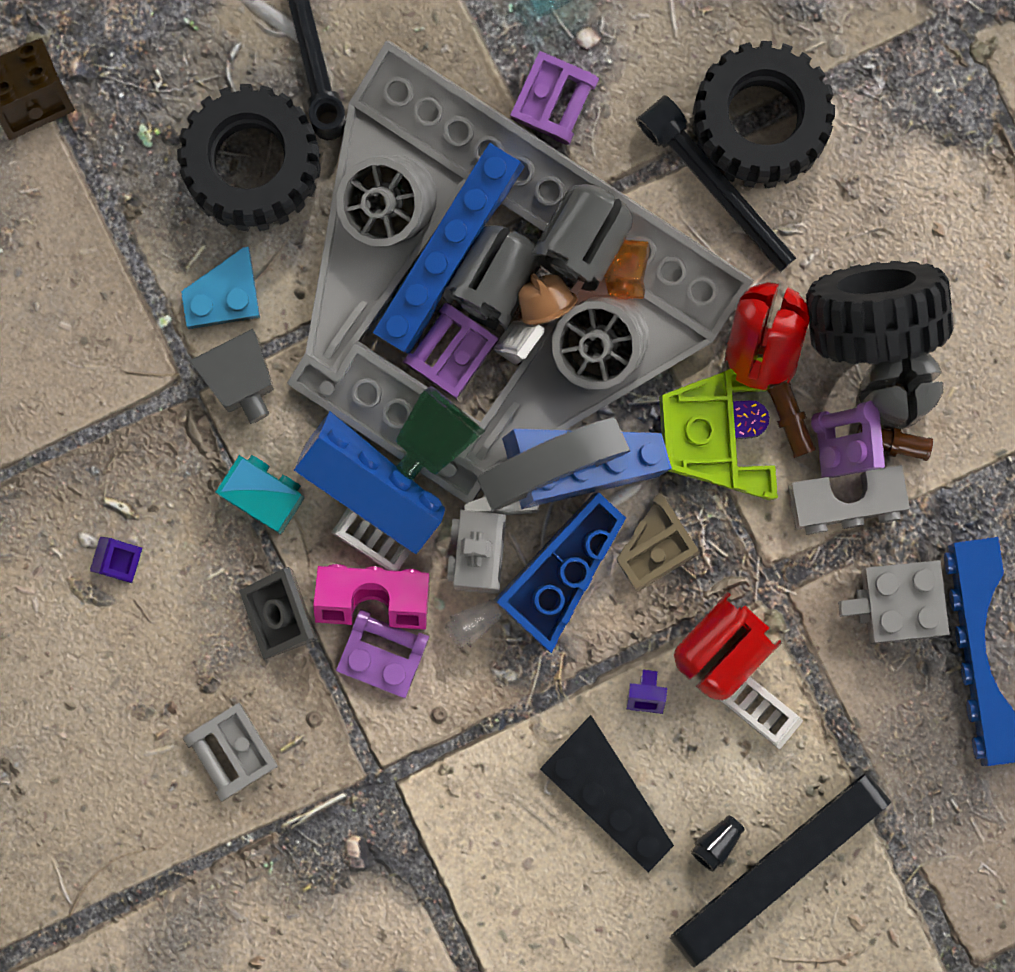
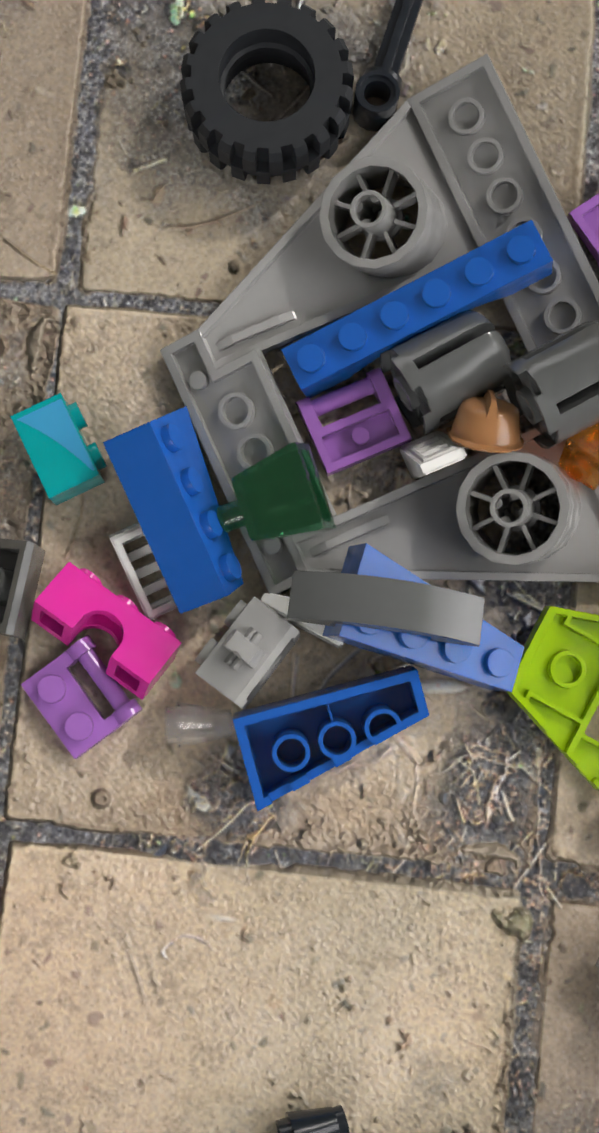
camera: 30 degrees right, 0 degrees up
(223, 293) = (153, 218): dark azure wing -> none
(237, 375) = (114, 309): dark grey torso -> none
(603, 789) = (224, 992): black wing -> none
(646, 695) = (333, 919): dark purple tile -> none
(656, 547) = (443, 764): dark tan wing -> none
(737, 662) = (448, 925): red cylinder -> none
(784, 732) = (459, 1051): white slope -> none

